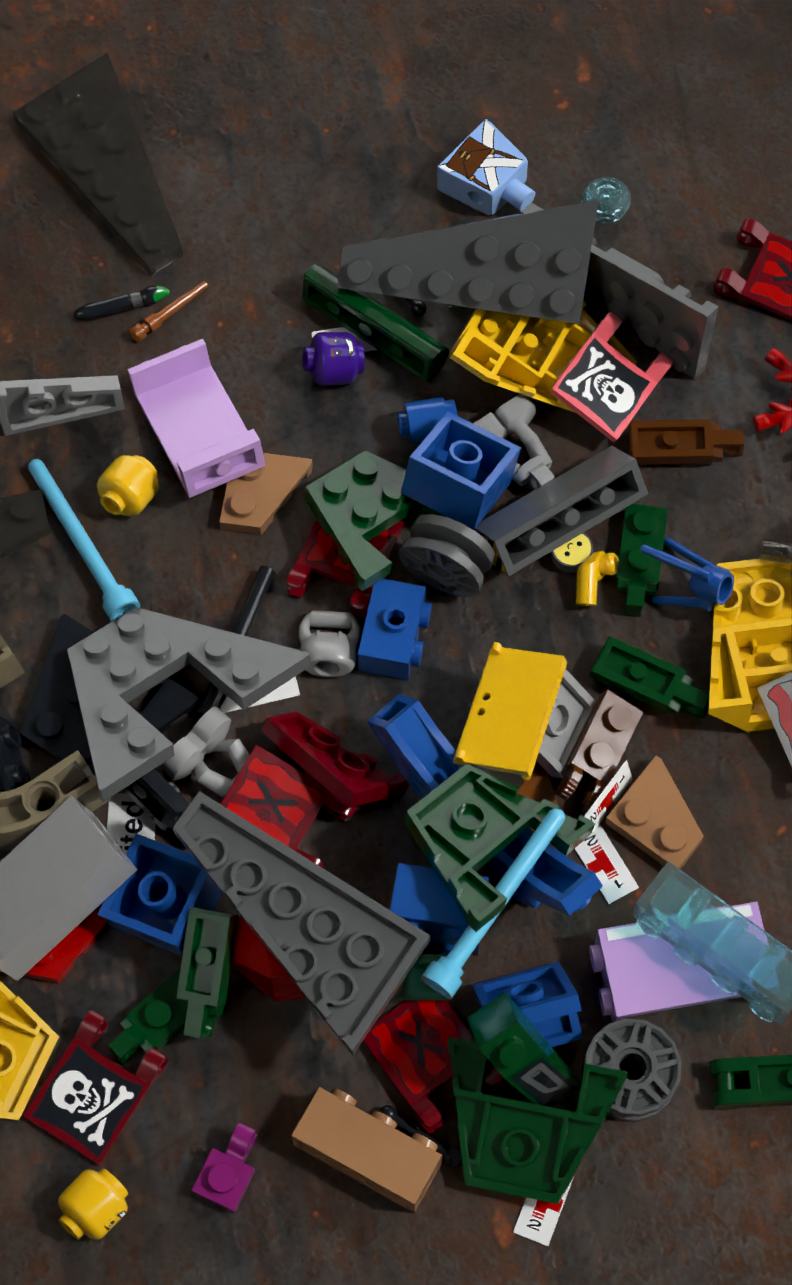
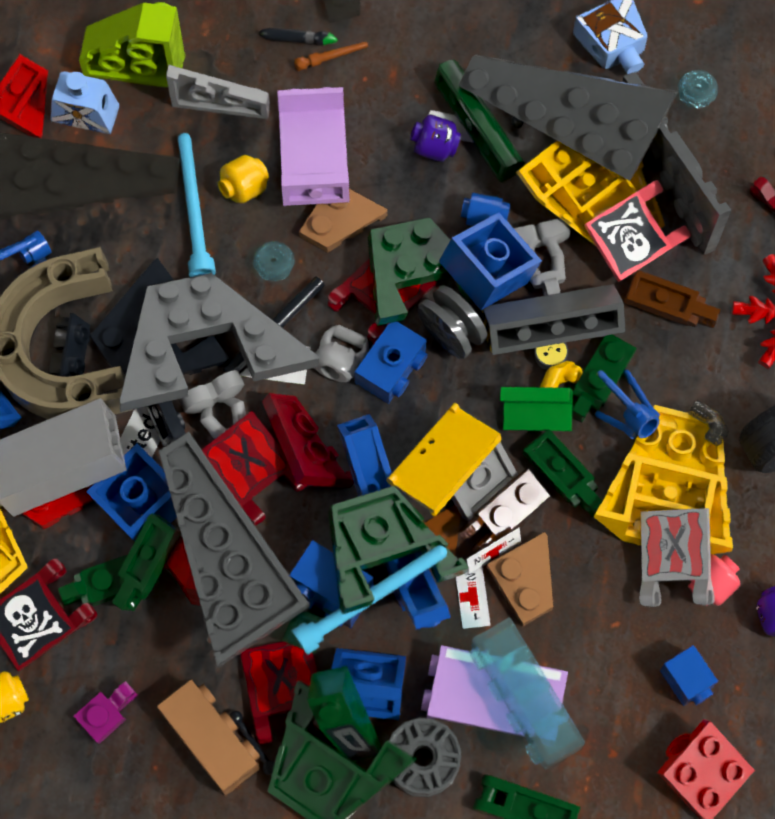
camera: 20 degrees right, 5 degrees up
(203, 578) = (274, 270): none -> clear light blue plate
(586, 617) = (537, 408): none -> green panel

